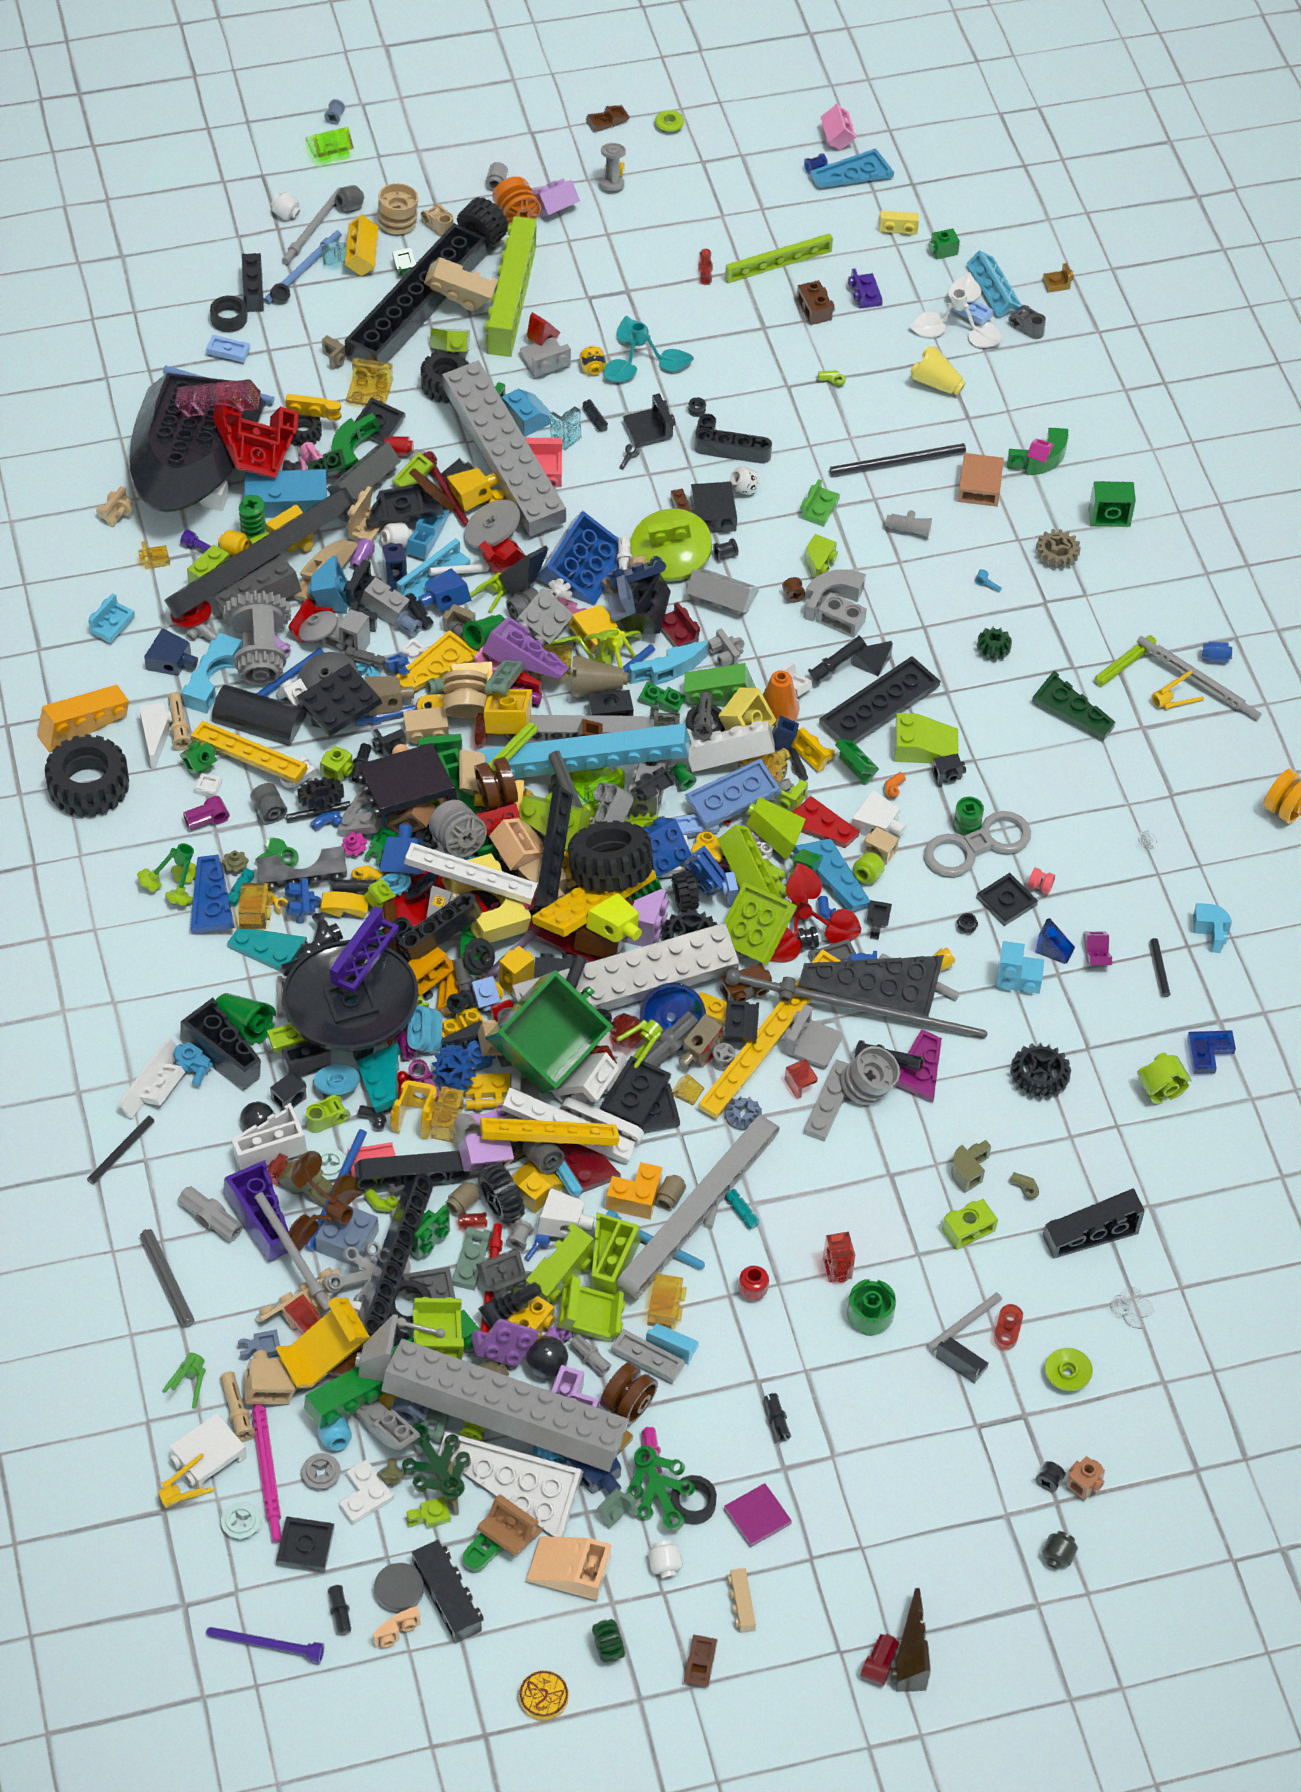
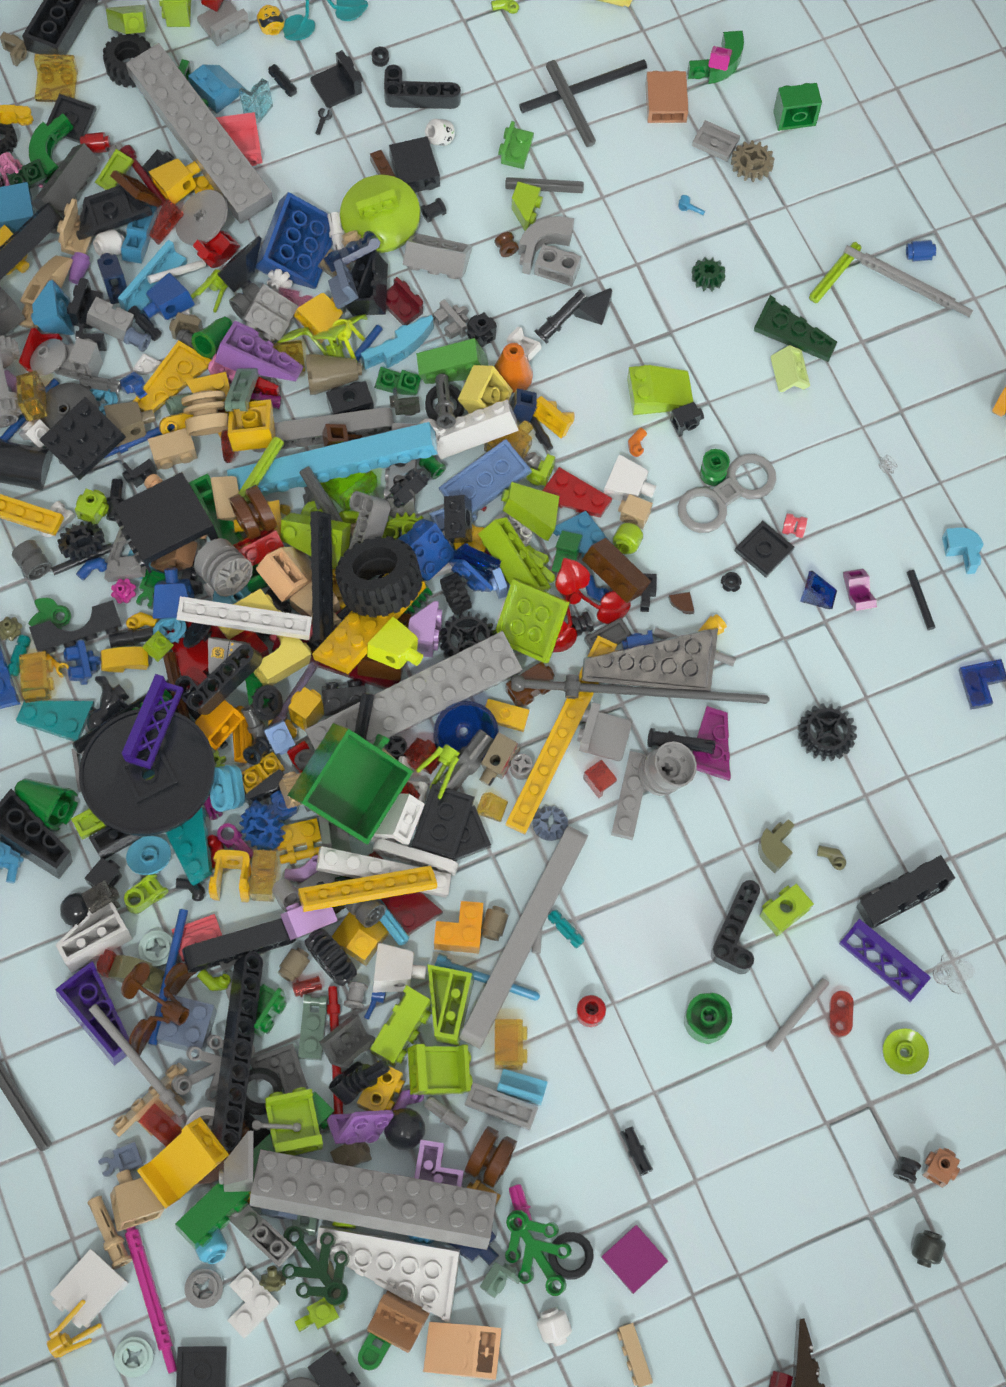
camera: 10 degrees left, 15 degrees up
(190, 1367) = (55, 1196): bright green plant -> none
(210, 1213) = (48, 1023): light grey piece -> none
(282, 1103) = (100, 896): none -> clear smoke bracket
(296, 656) = (31, 396): none -> clear yellow brick
(443, 742) = (192, 469): green bracket -> none
(456, 522) = (165, 222): none -> clear red slope
(699, 822) = (458, 518): none -> black brick
(715, 861) = (477, 559): none -> clear blue tile
(741, 1021) = (533, 728): black plate -> none
(756, 661) = (482, 329): none -> black brick
(839, 1257) = (669, 971): clear red brick -> none
(847, 543) = (547, 185): none -> dark grey axle
(850, 890) = (616, 570): none -> reddish brown brick
(856, 760) = (597, 422): green bracket -> none
(880, 701) = (608, 354): black plate -> none
(881, 472) = (570, 103): none -> dark grey axle
(909, 523) = (606, 156): light grey piece -> none
(914, 934) = (682, 602): none -> reddish brown tile
(918, 1229) = (737, 923): none -> black beam
(961, 1359) = (802, 1056): black panel -> none
(1017, 971) = (788, 628): medium azure brick -> none
(1024, 525) = (716, 140): none -> light grey plate
(1063, 739) = (790, 369): none -> yellowish green panel
(1070, 1281) = (890, 954): none -> dark purple fence
(1164, 695) = (877, 307): yellow plant -> none
(1164, 1078) = (946, 724): lime brick -> none

